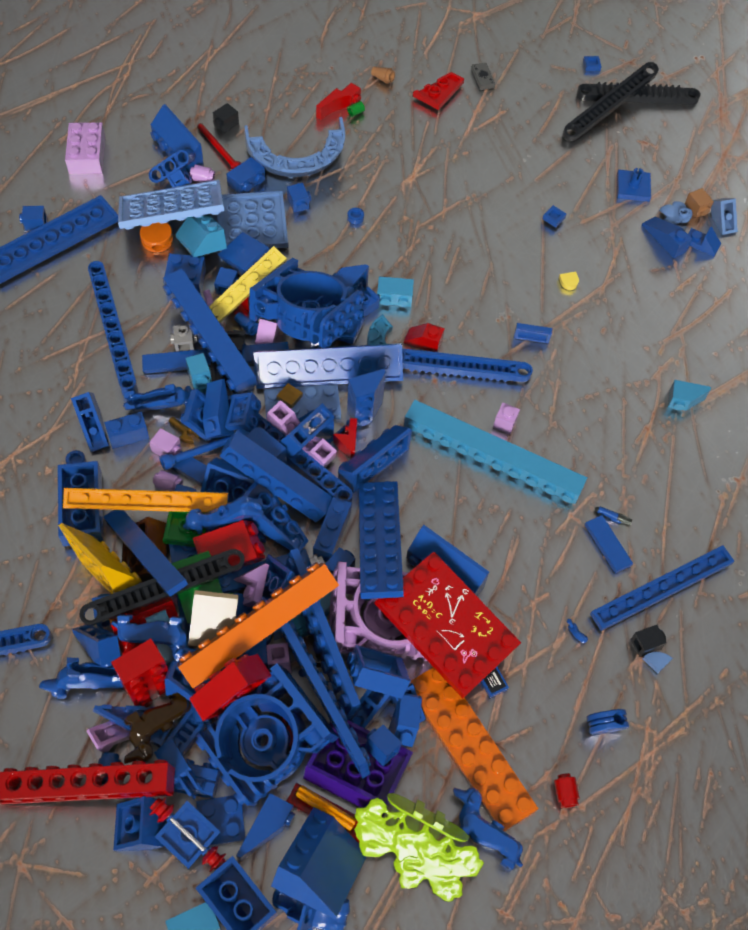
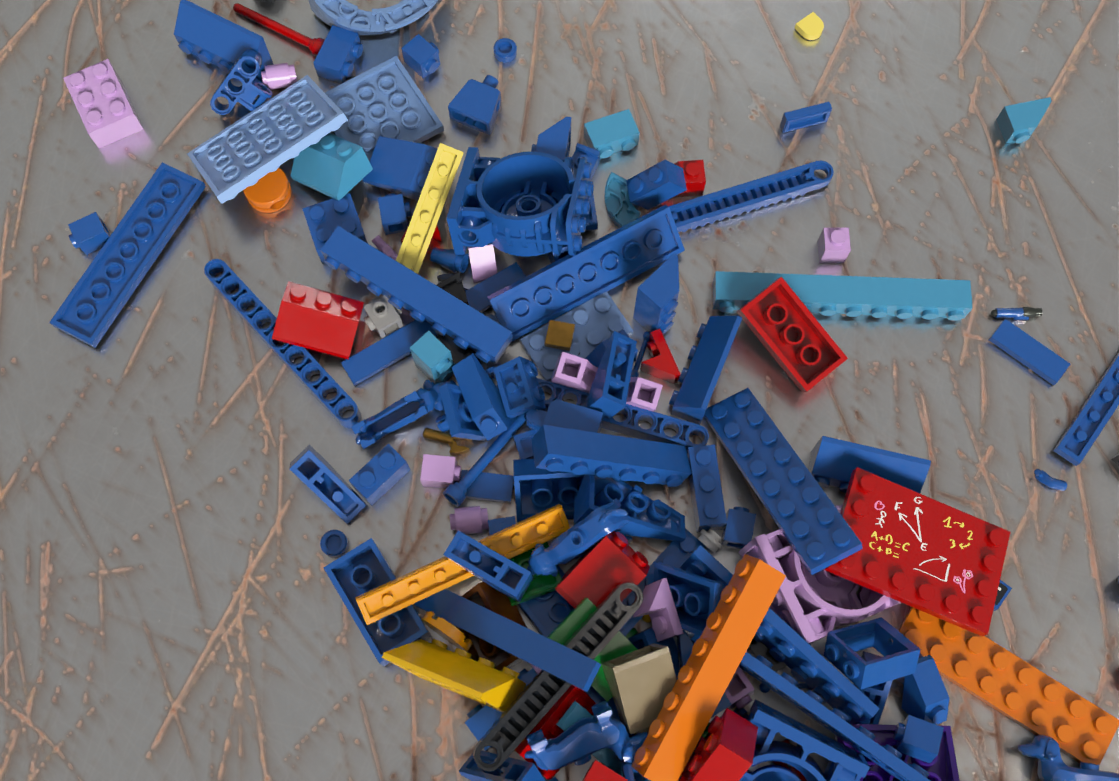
camera: 20 degrees left, 10 degrees up
(112, 538) = (447, 631): none -> light orange tile
(141, 321) = (318, 320): none -> red slope
(159, 507) = (489, 566): none -> blue slope
(317, 240) = (477, 105): none -> blue torso
(405, 330) = (656, 185): none -> blue brick
(441, 457) = (792, 335): none -> red brick

